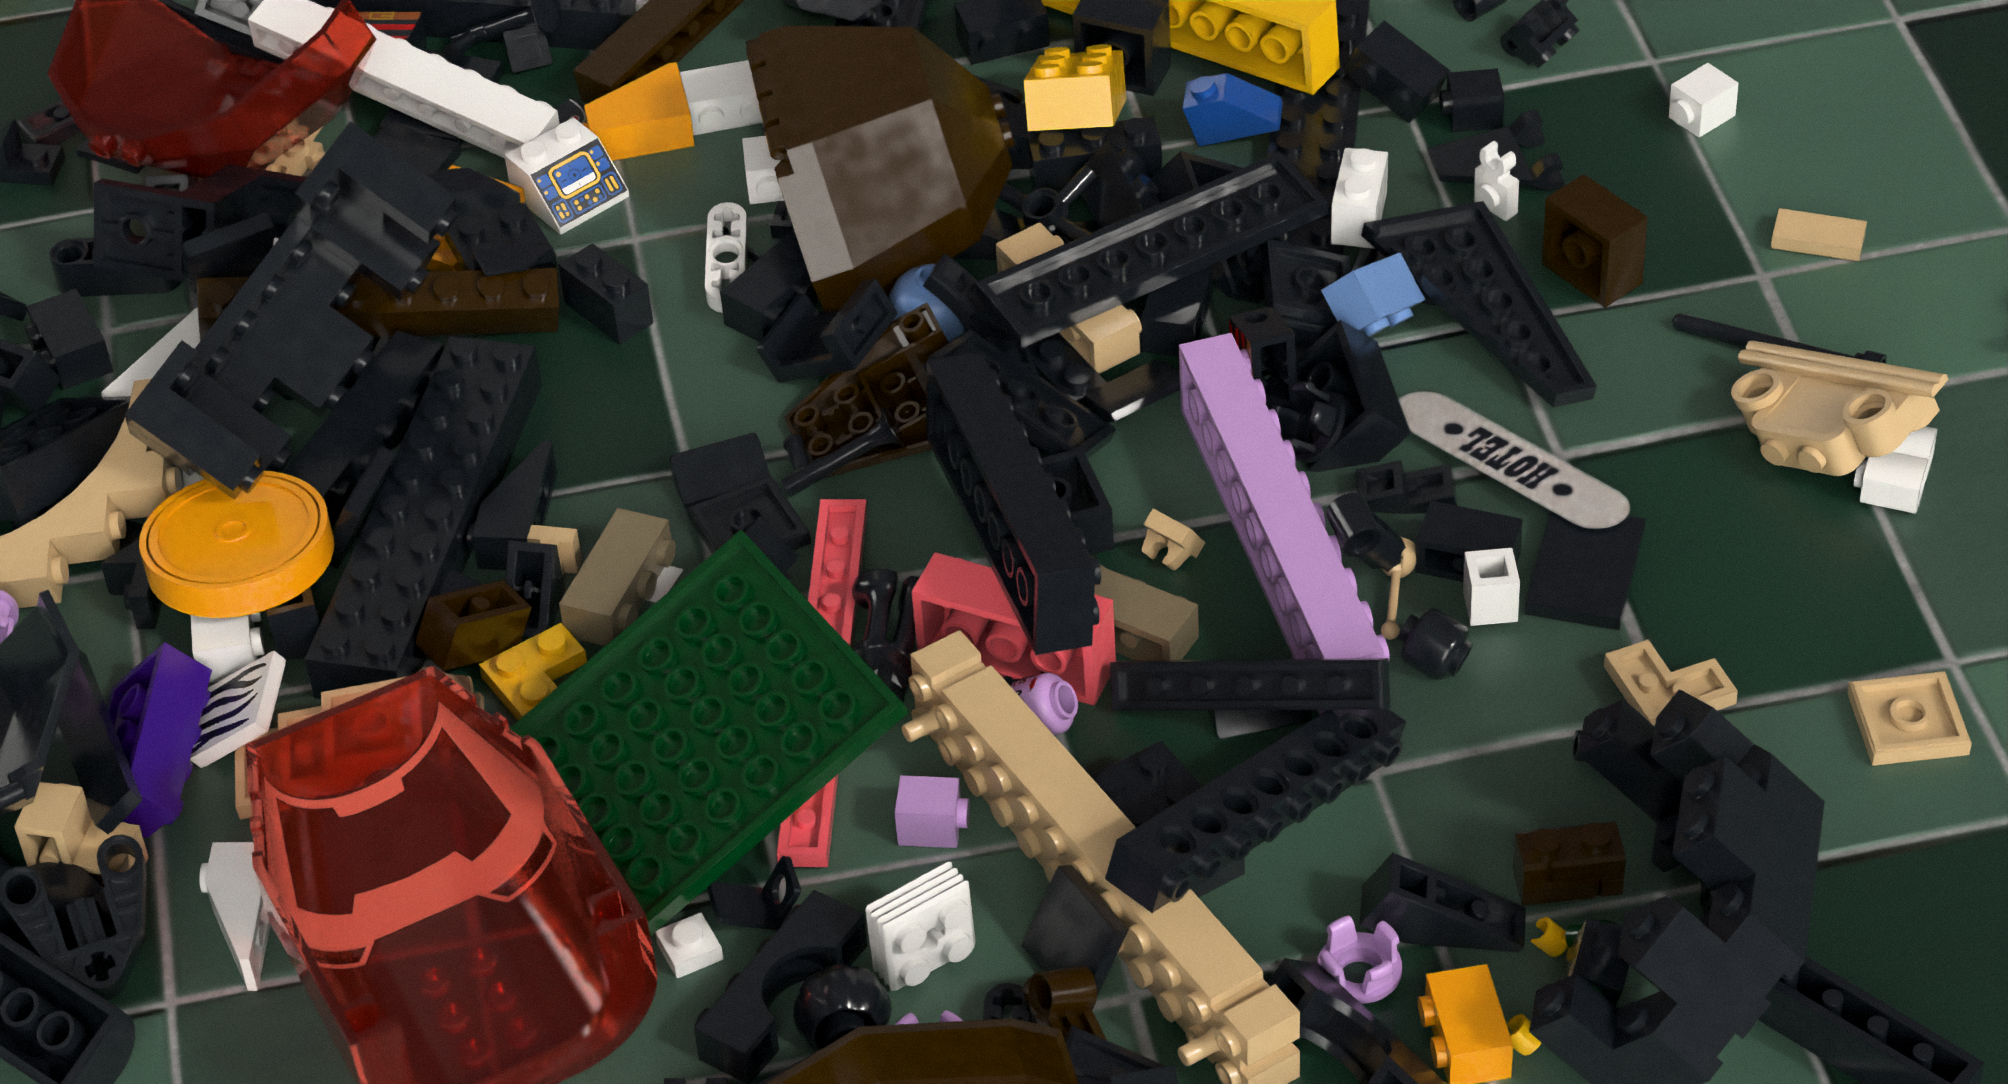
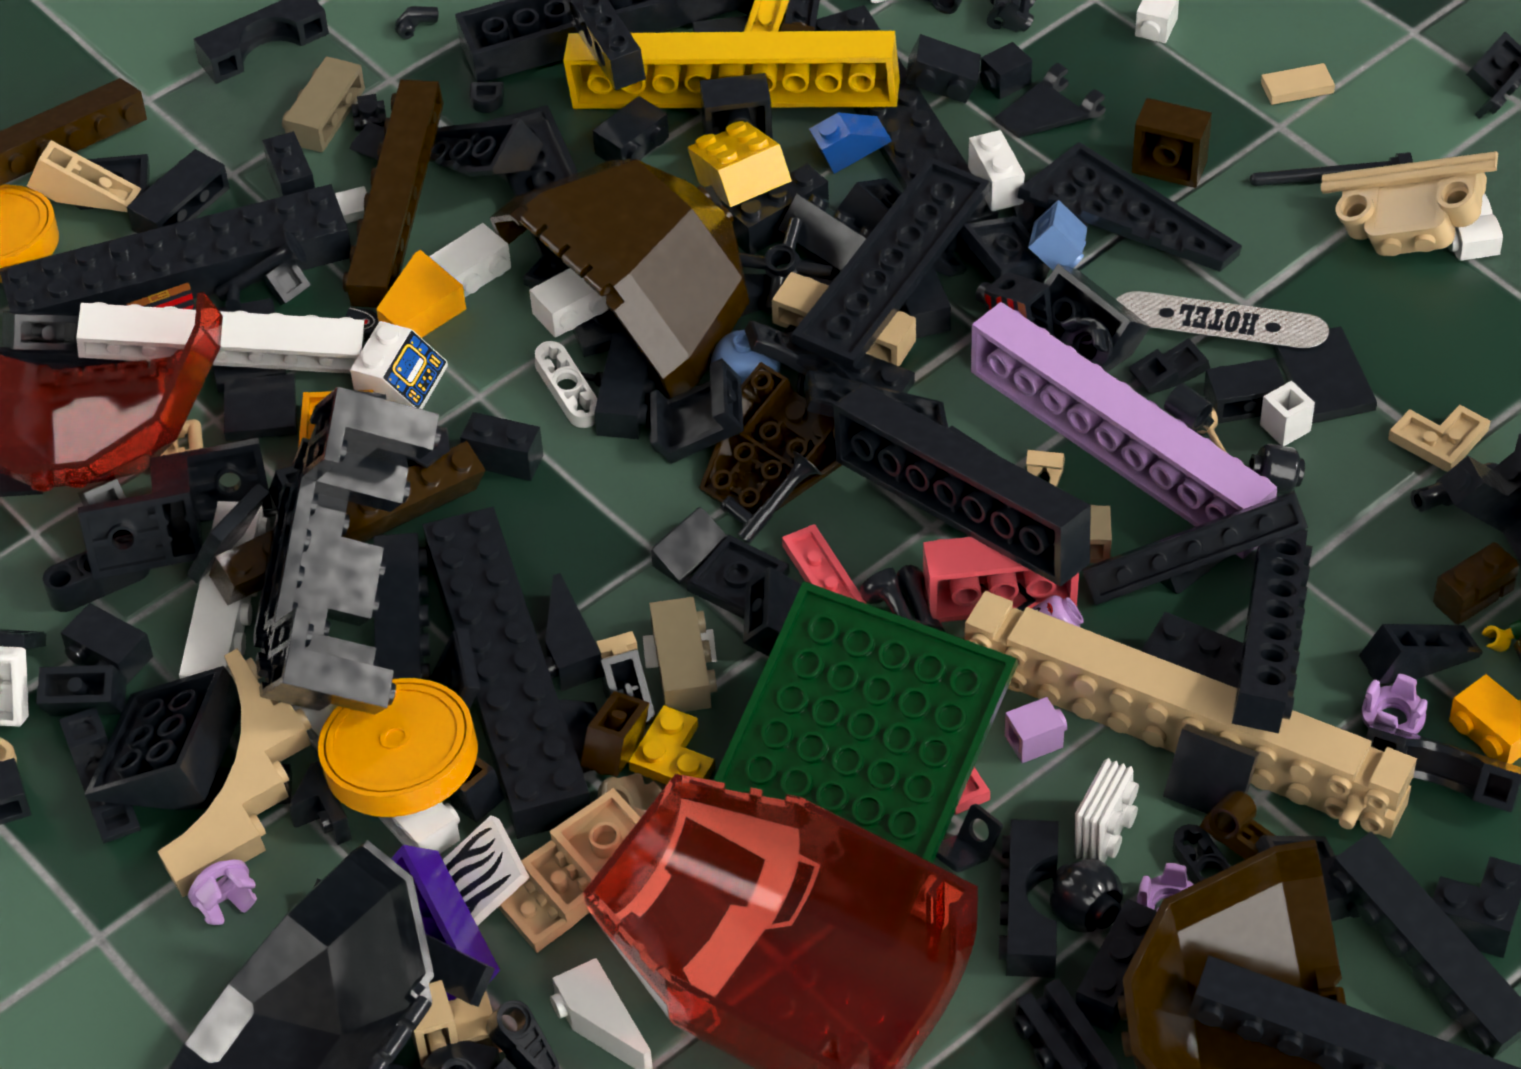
camera: 30 degrees left, 5 degrees up
(1133, 390) = (939, 370): black slope -> none
(1495, 184) = (1070, 125): white plate -> none

